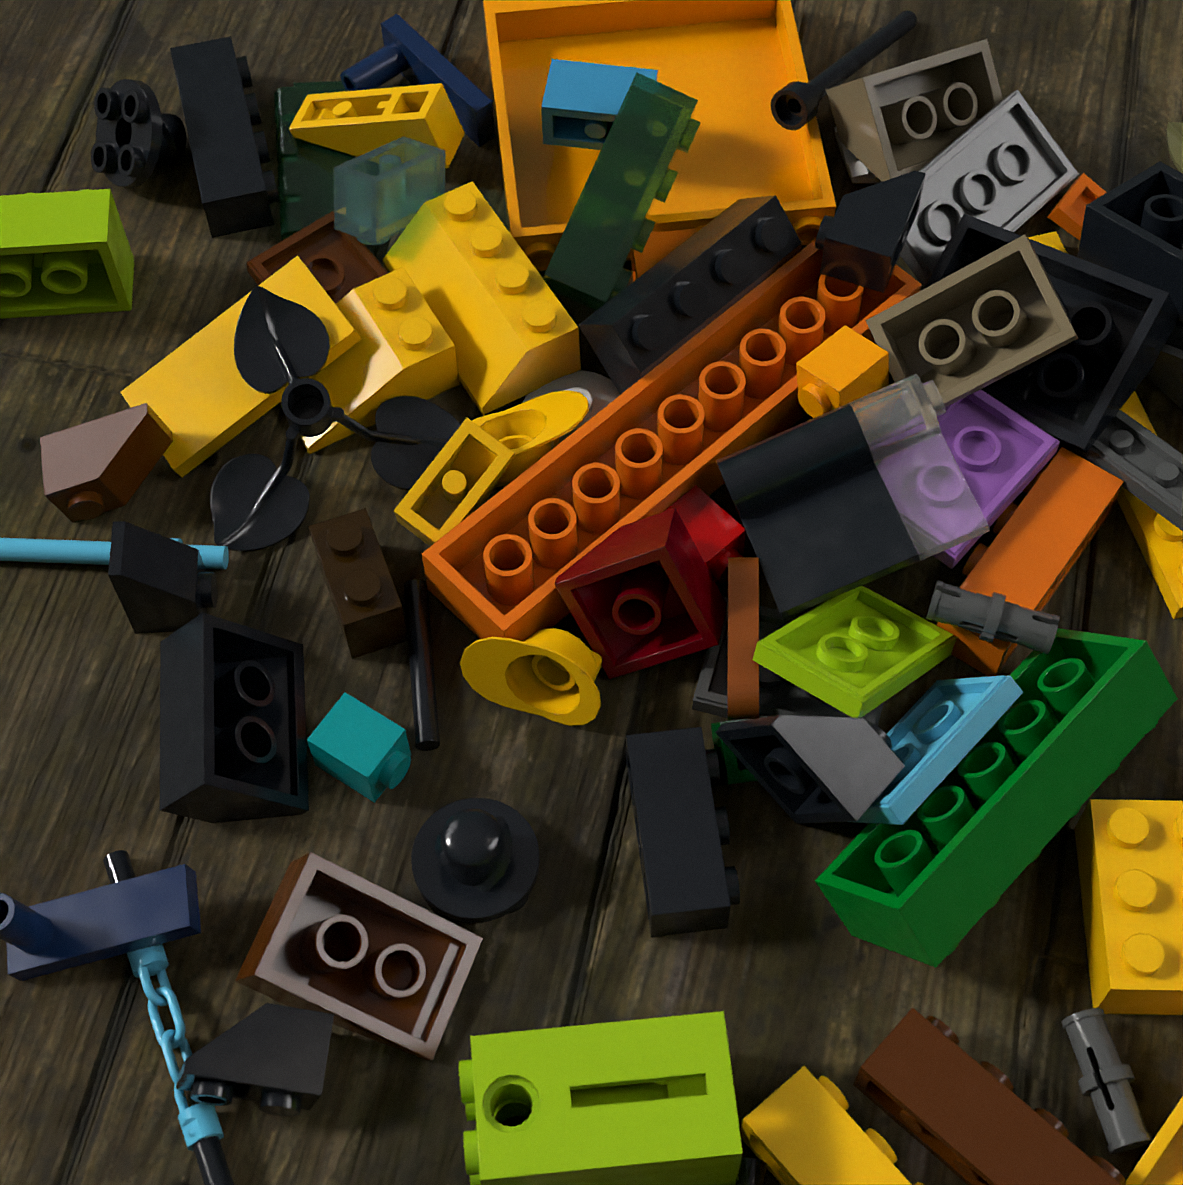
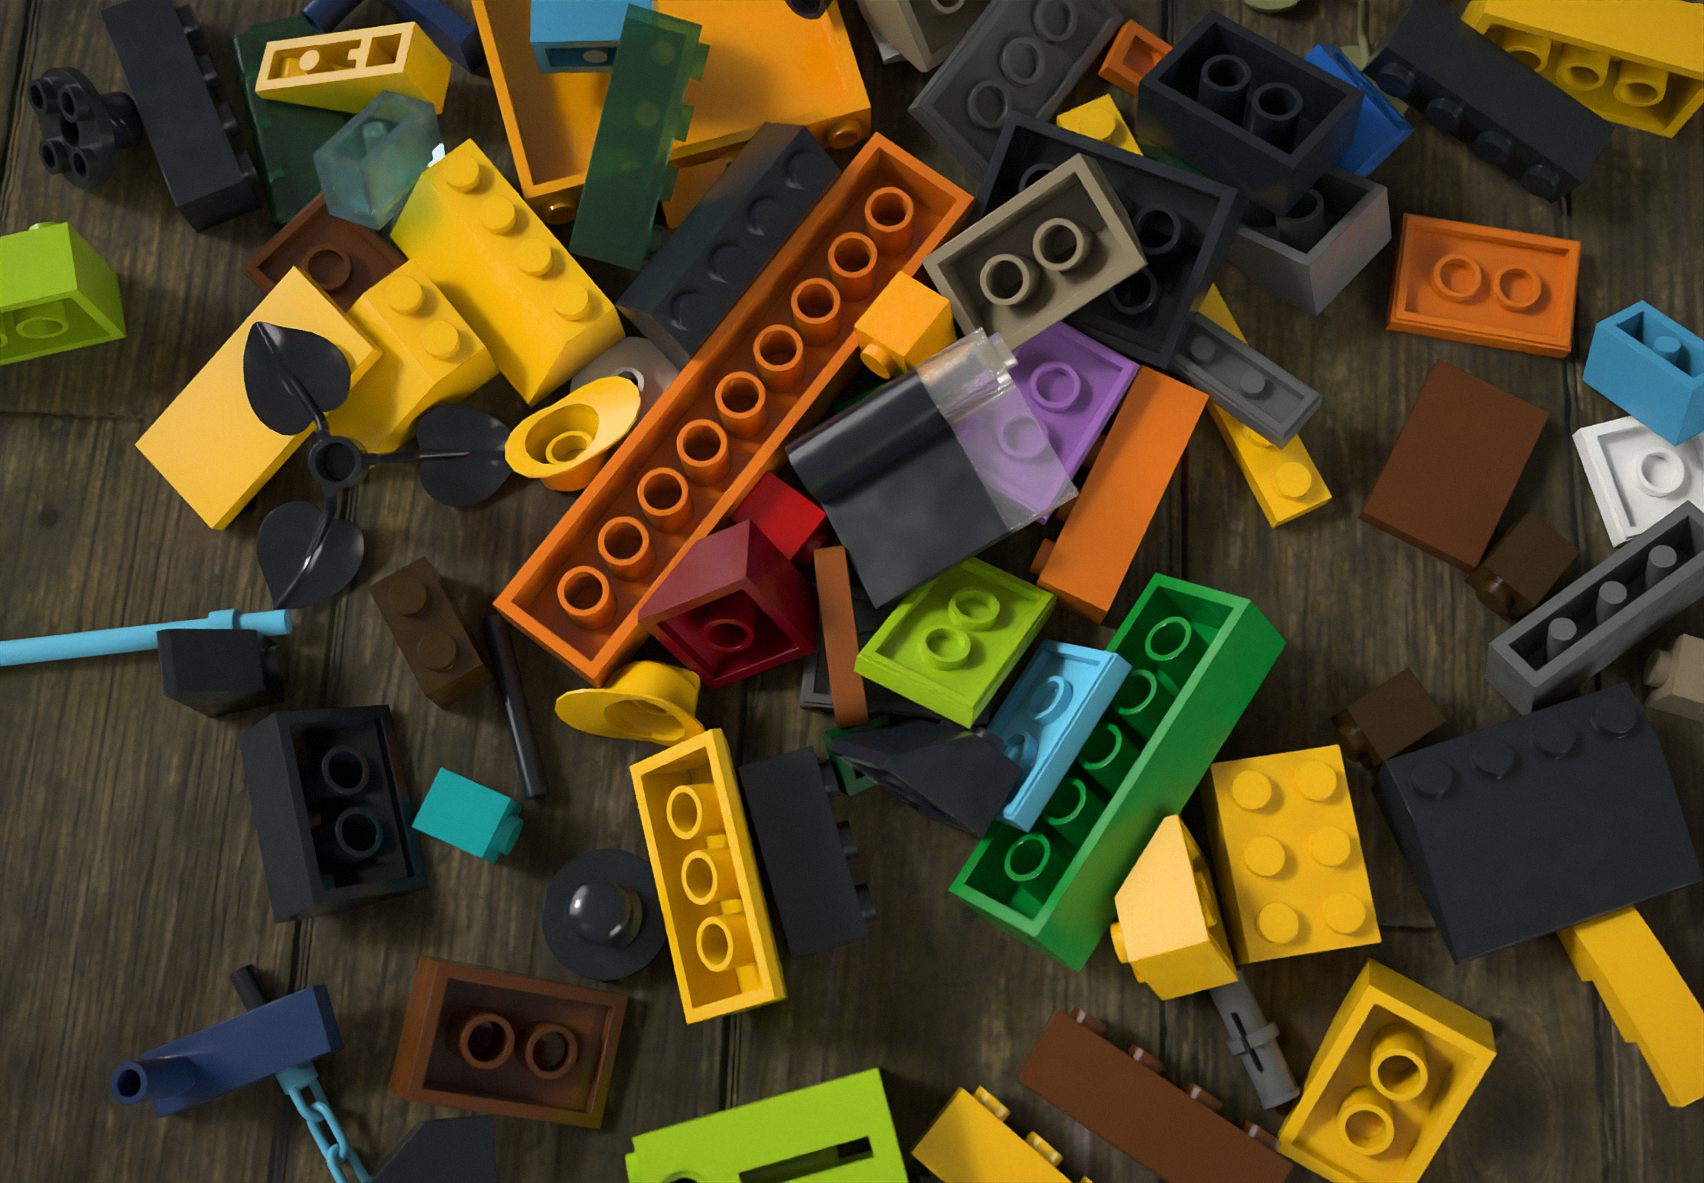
camera: 10 degrees left, 15 degrees up
(102, 461) = (130, 538): reddish brown slope -> none
(454, 483) = (513, 515): yellow slope -> none
(582, 833) = (708, 879): none -> yellow slope
(870, 231) = (912, 148): black slope -> none
(993, 617) = (1092, 581): dark grey pin -> none
(1035, 939) = (1173, 918): none -> yellow slope

